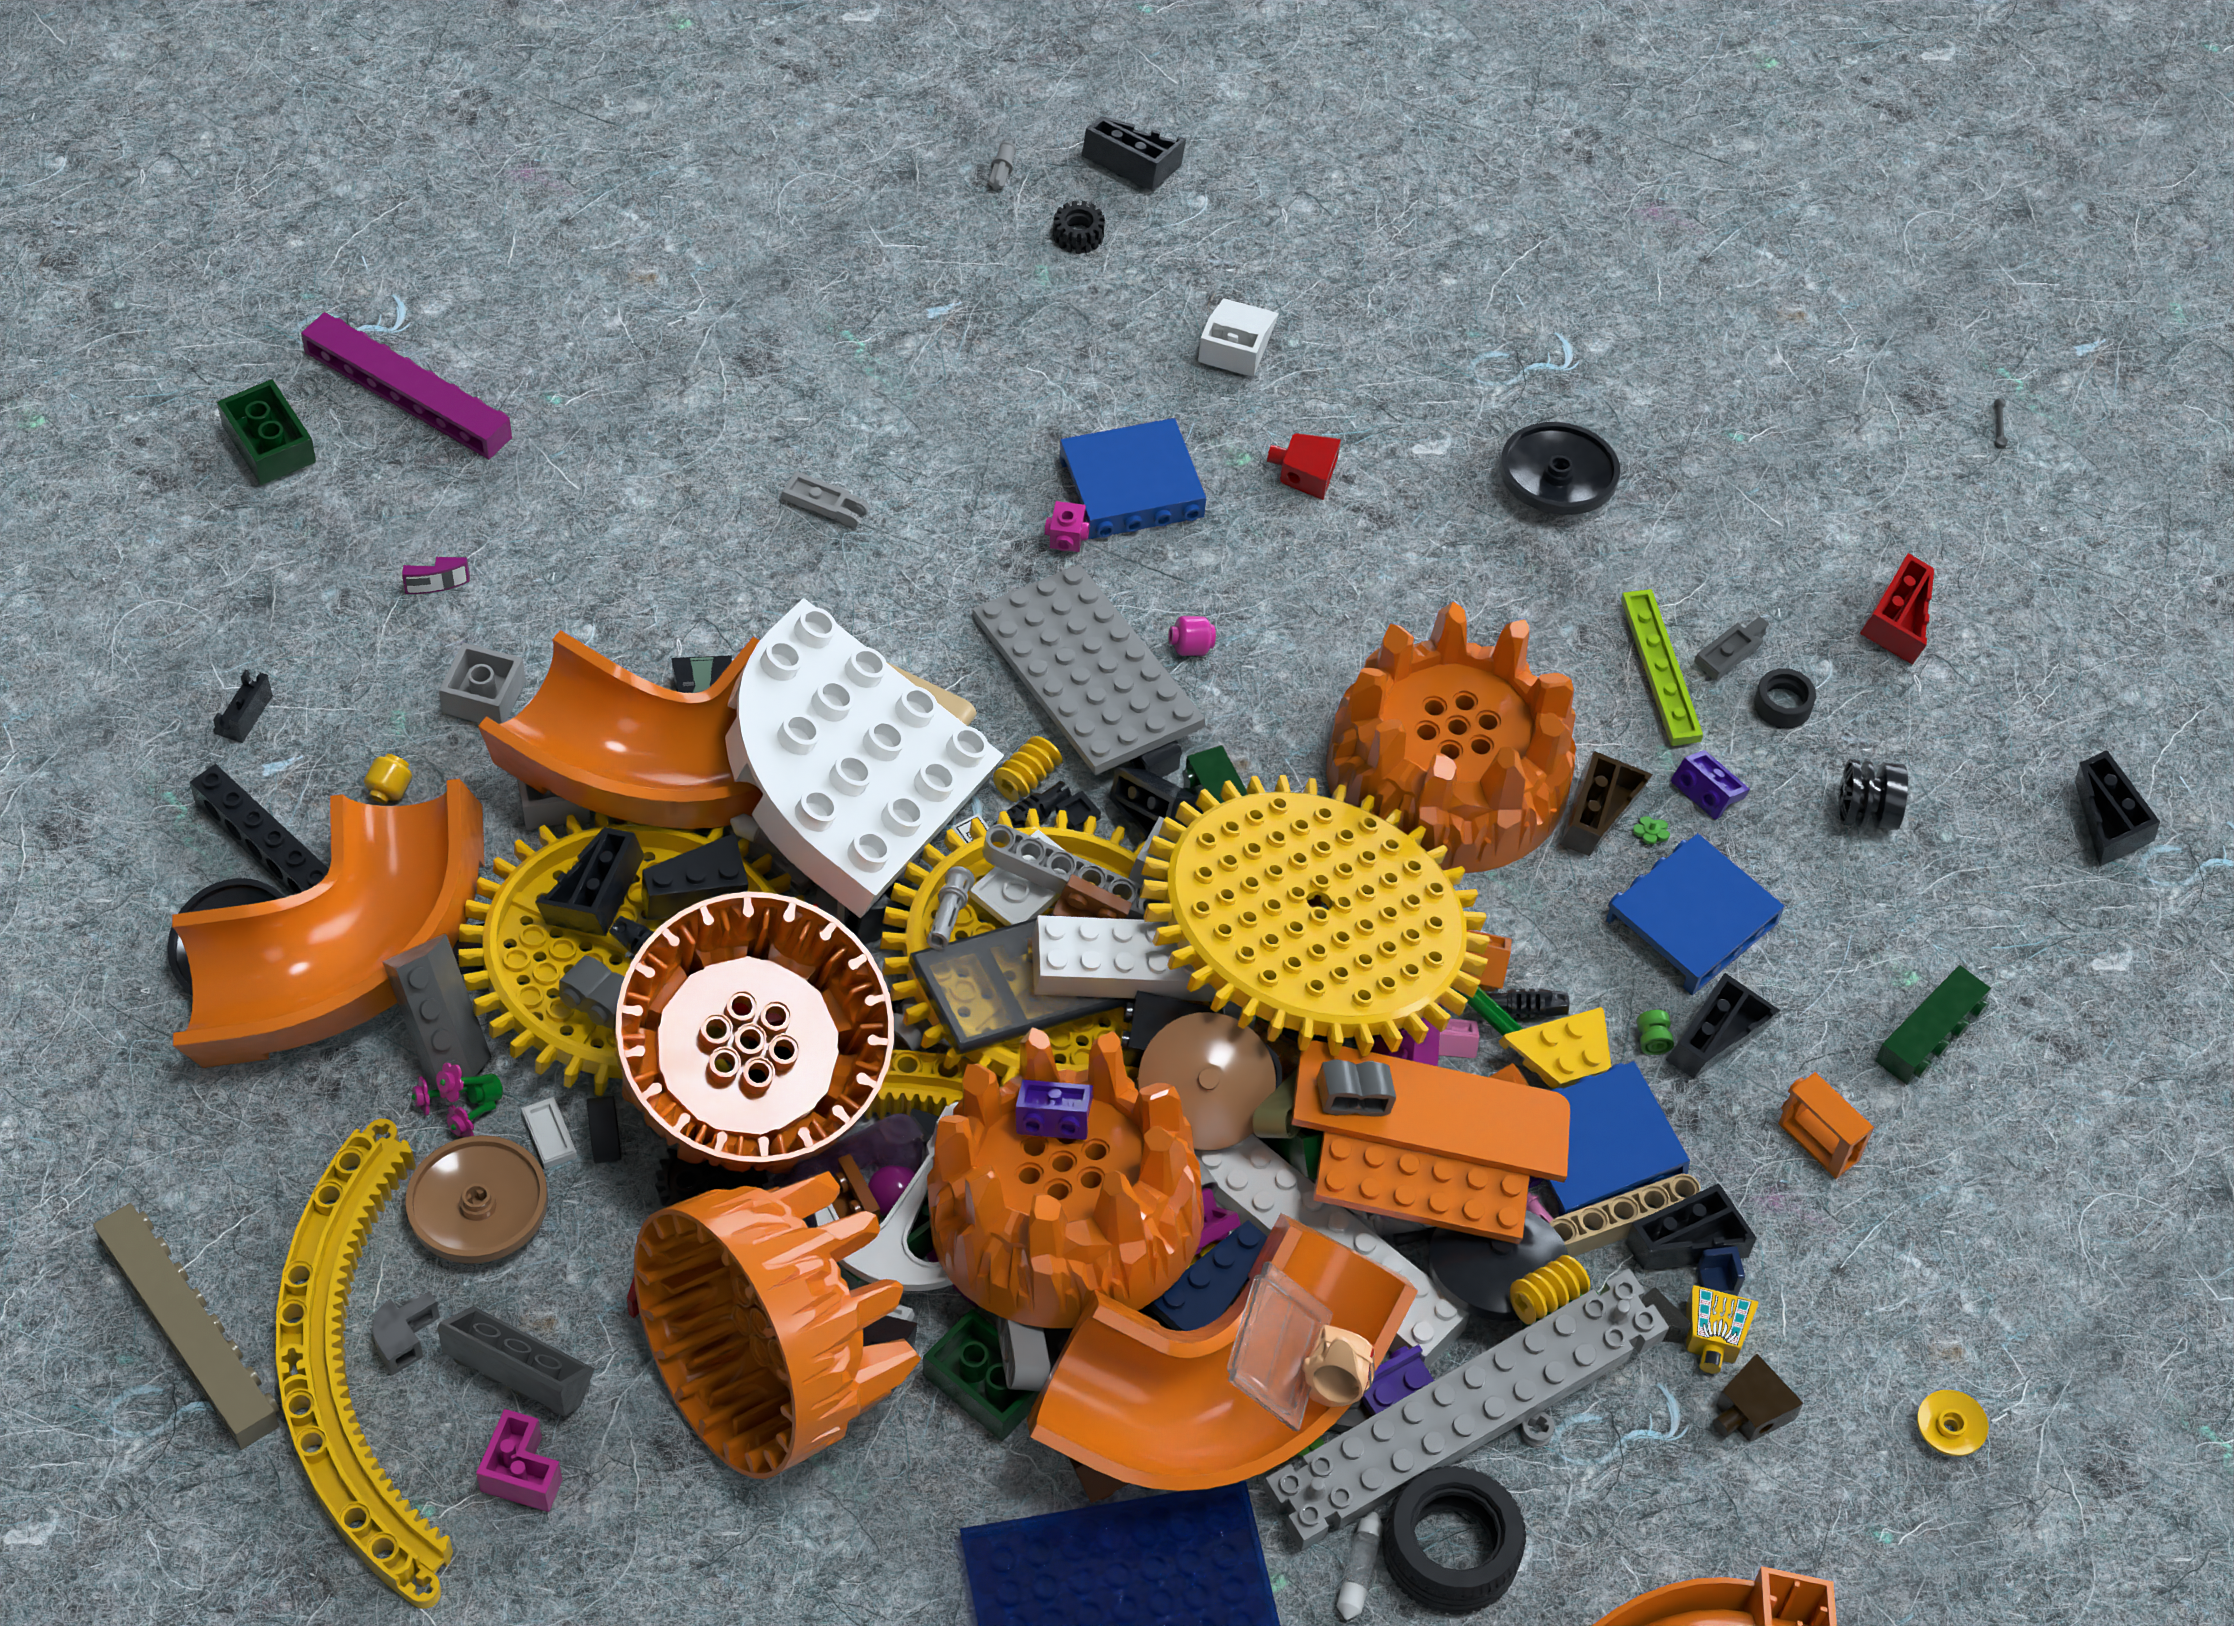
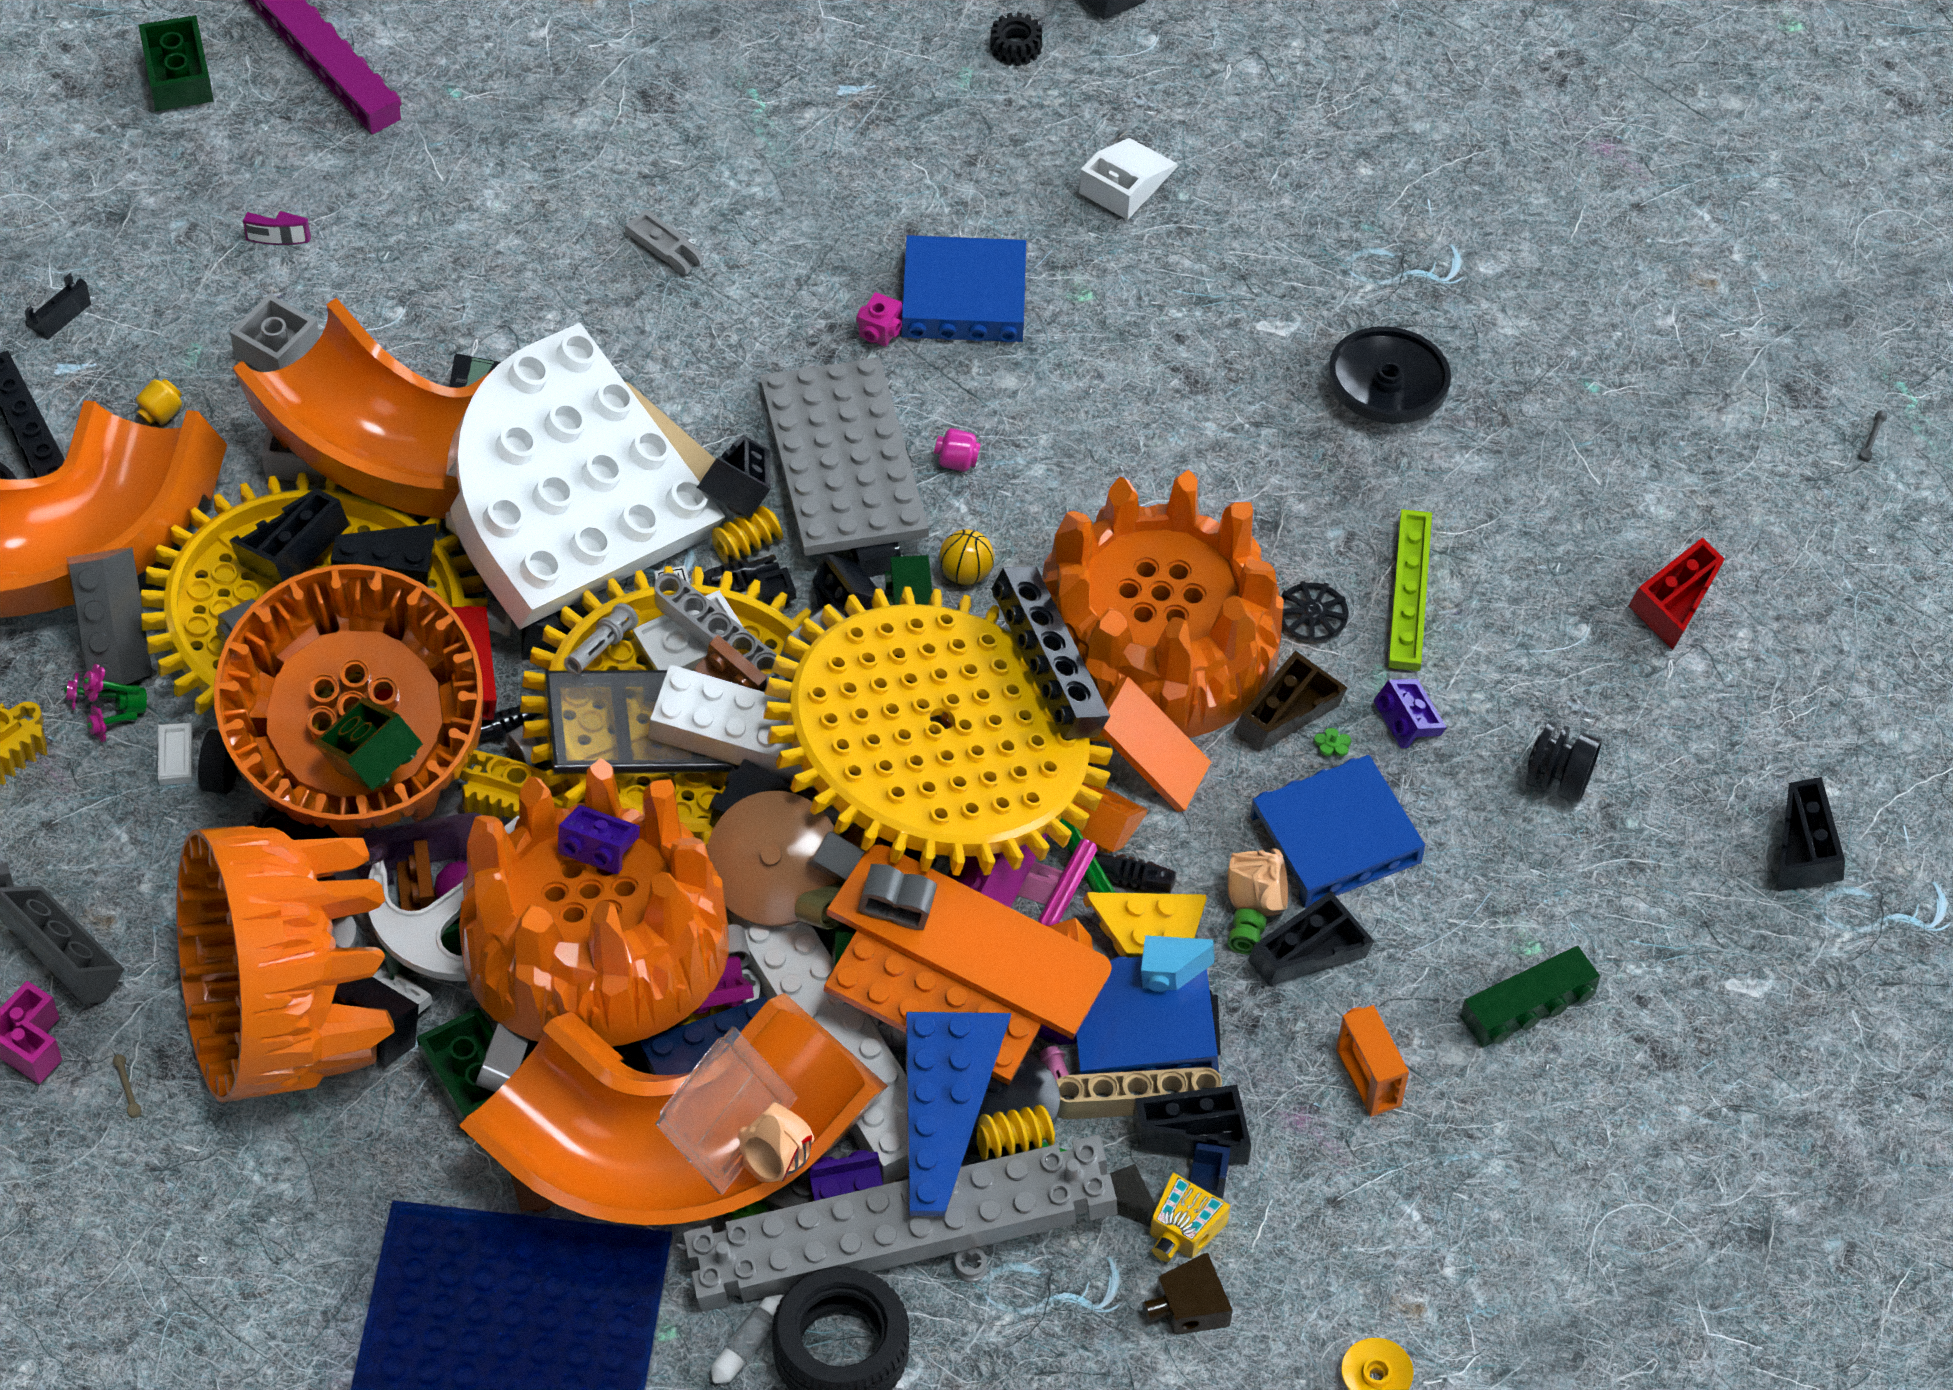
camera: 20 degrees right, 0 degrees up
(476, 1199) = (83, 793): medium nougat dish -> none
(656, 1509) = (134, 1109): none -> dark tan hinge
(793, 1073) = (368, 744): none -> dark green brick
(1008, 713) = (739, 477): none -> black wedge
(1247, 737) = (966, 557): none -> yellow piece
(1276, 1066) = (836, 857): none -> dark grey panel
(1307, 462) = (1142, 313): red torso -> none
(1389, 810) = (1050, 652): none -> black brick
(1470, 1257) = (947, 1080): none -> blue wing
(1479, 1029) = (1068, 883): none -> dark pink axle
(1502, 874) = (1154, 745): none -> orange tile
(1586, 709) = (1313, 611): none -> black wheel
(1614, 1079) = (1174, 961): none -> medium azure slope
(1649, 981) = (1258, 881): none -> light nougat piece
(1731, 648) = (1490, 588): dark grey hinge -> none
(1790, 680) = (1522, 669): black tyre -> none

